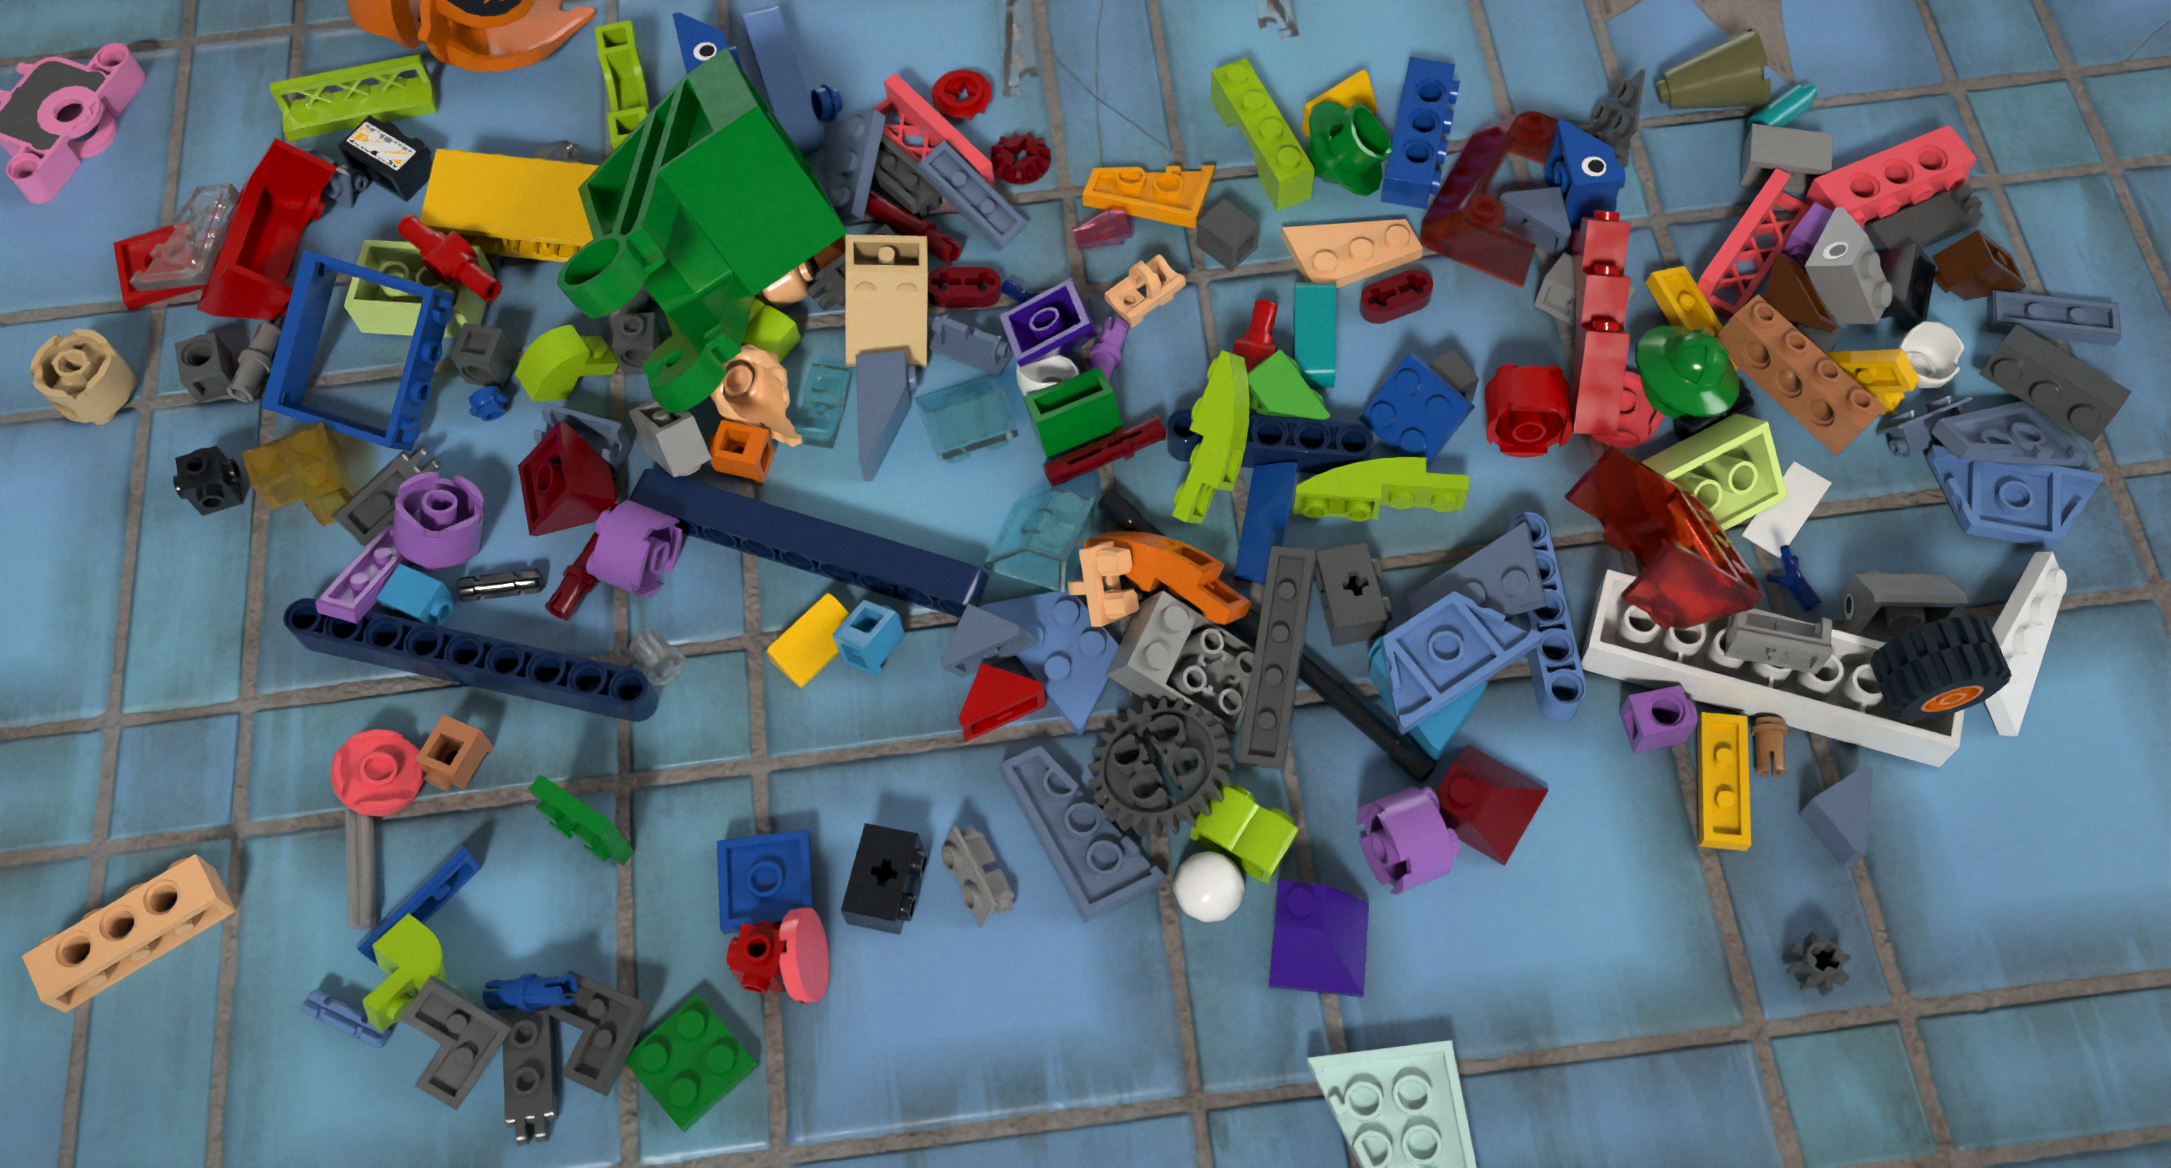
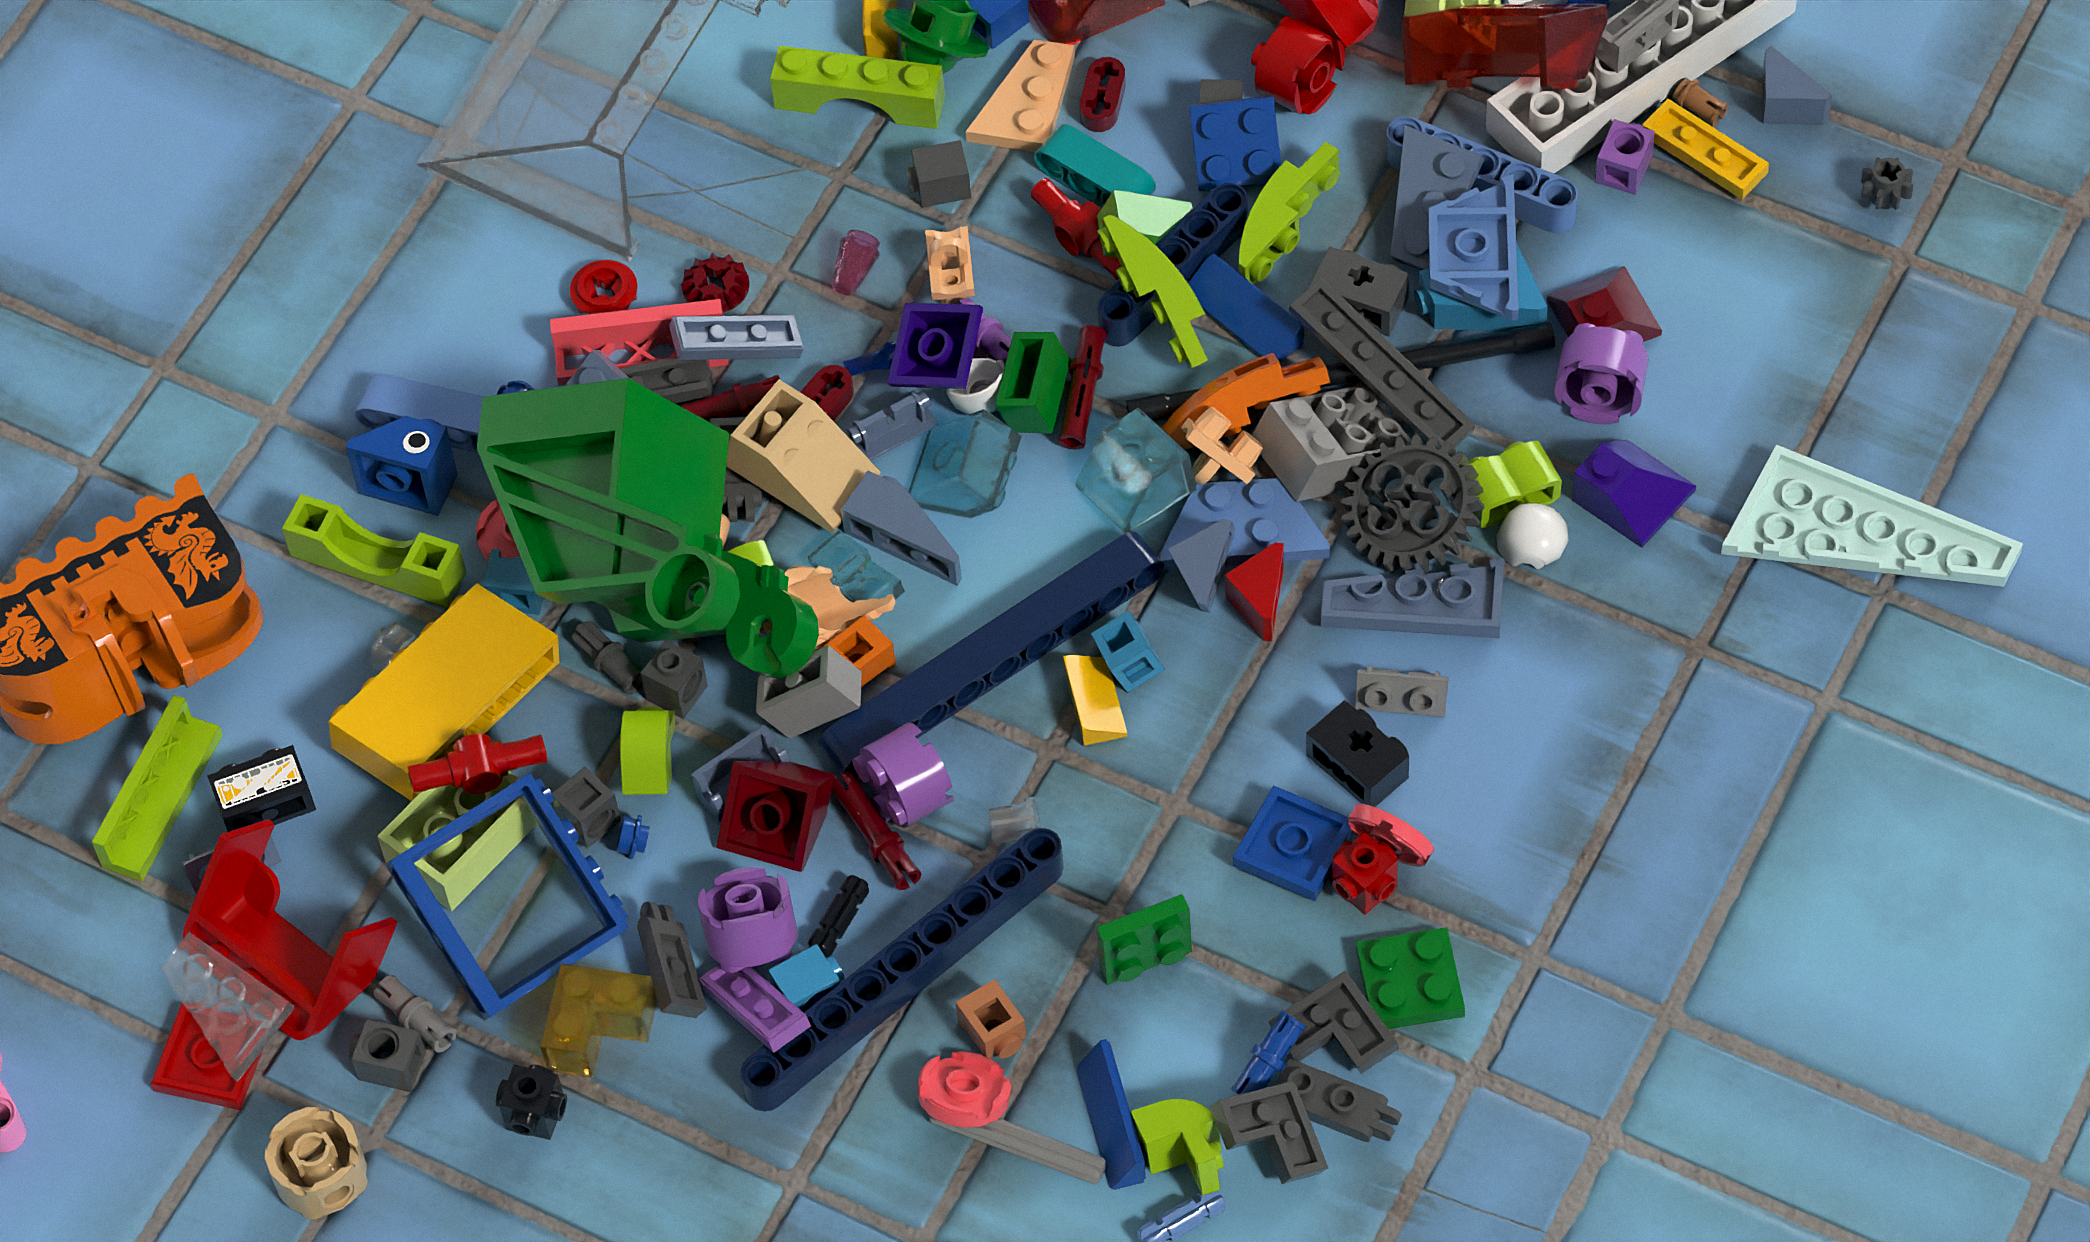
camera: 55 degrees left, 5 degrees down
(1158, 196) = (849, 202): light orange wing -> none

